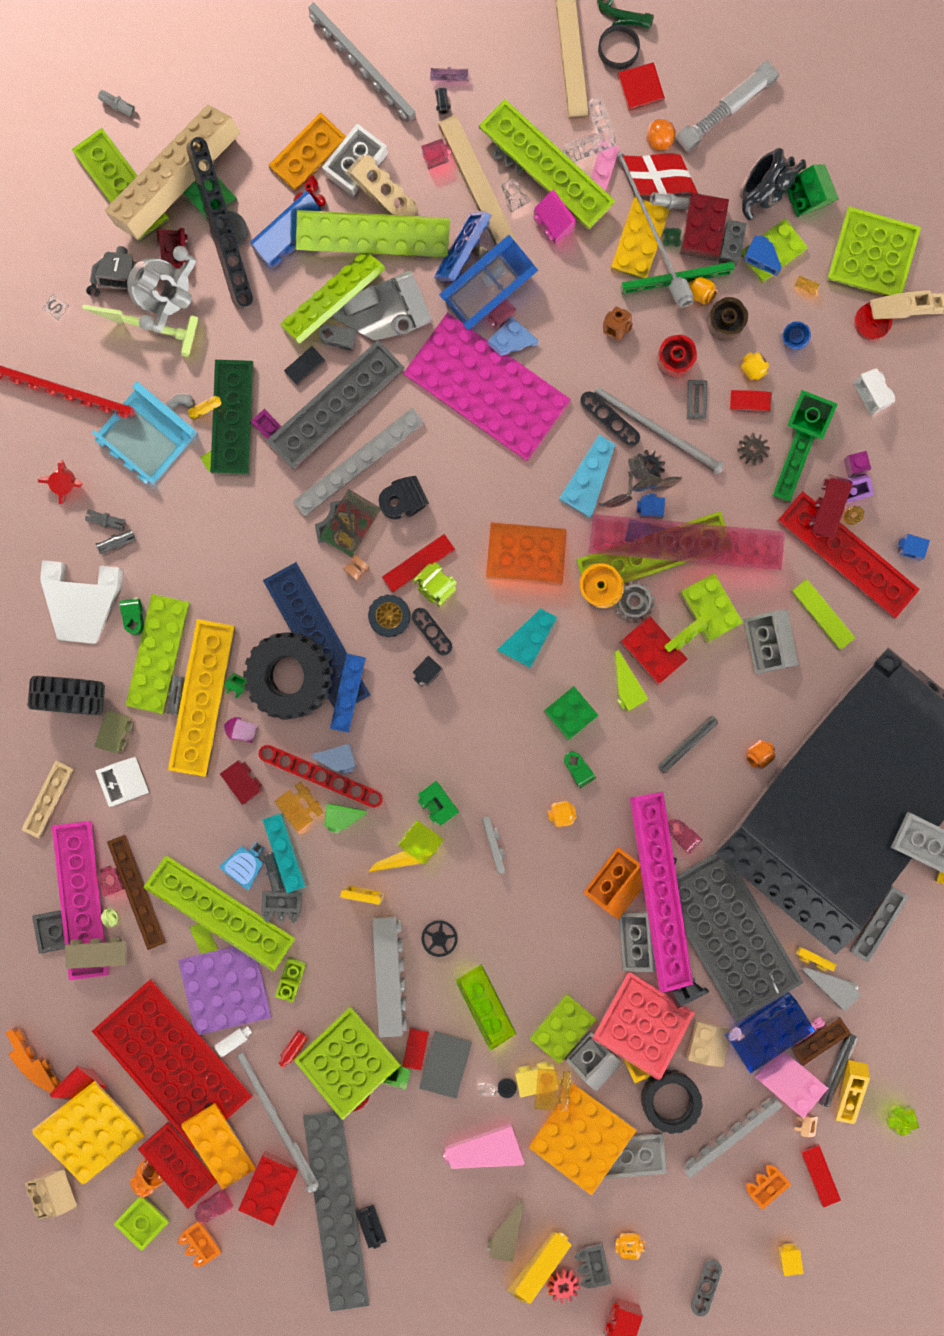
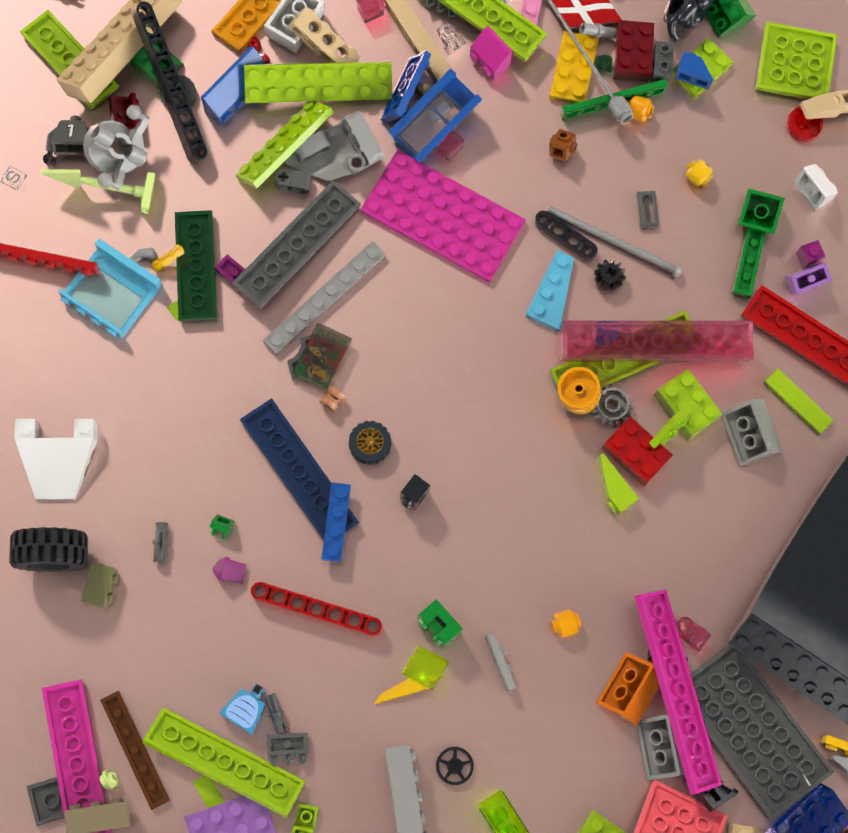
camera: 10 degrees left, 10 degrees down
(47, 799) = (35, 661): tan plate -> none
(61, 481) = (29, 341): red piece -> none
(105, 520) = (76, 375): dark grey pin -> none
(105, 888) = (112, 747): clear pink brick -> none
(115, 541) = (88, 395): dark grey pin -> none
(122, 781) = (112, 635): white slope -> none
(132, 612) = (110, 464): green piece -> none
(157, 653) = (138, 503): lime plate -> none
(201, 698) = (187, 543): yellow plate -> none
(242, 782) = (235, 623): dark red brick -> none
(262, 685) = (247, 500): black tyre -> none
(284, 852) = (286, 691): teal brick -> none
(293, 809) = (292, 648): clear yellow plate -> none
(304, 365) = (262, 211): black tile -> none
(338, 758) = (331, 588): sand blue slope -> none
(341, 817) = (342, 648): bright green slope -> none
(362, 894) = (372, 723): yellow tile -> none
(409, 494) = (375, 320): black piece -> none
(416, 563) = (393, 389): red tile -> none
(419, 623) = (428, 461): black beam -> none
(435, 584) = (413, 406): lime brick -> none
(511, 337) = (462, 167): medium blue wing -> none
(526, 554) = (499, 371): clear orange slope -> none
(529, 638) = (512, 452): teal wing -> none
(570, 713) = (562, 521): green brick -> none
(581, 771) = (579, 579): green piece -> none
(648, 481) = (617, 281): clear smoke plant -> none
(651, 506) = (616, 311): blue brick -> none
(671, 346) = (619, 178): red brick -> none
(687, 744) = (683, 541): dark grey axle -> none
(737, 315) = (667, 131): dark brown brick -> none
(751, 400) = (699, 205): red slope -> none
(758, 444) = (712, 245): clear smoke gear -> none
(760, 754) = (757, 543): orange head -> none
(796, 335) = (734, 141): blue hair -> none
(807, 284) = (738, 95): clear yellow pin -> none
(830, 505) = (792, 293): dark red brick -> none
(852, 521) = (810, 307): clear yellow bush -> none

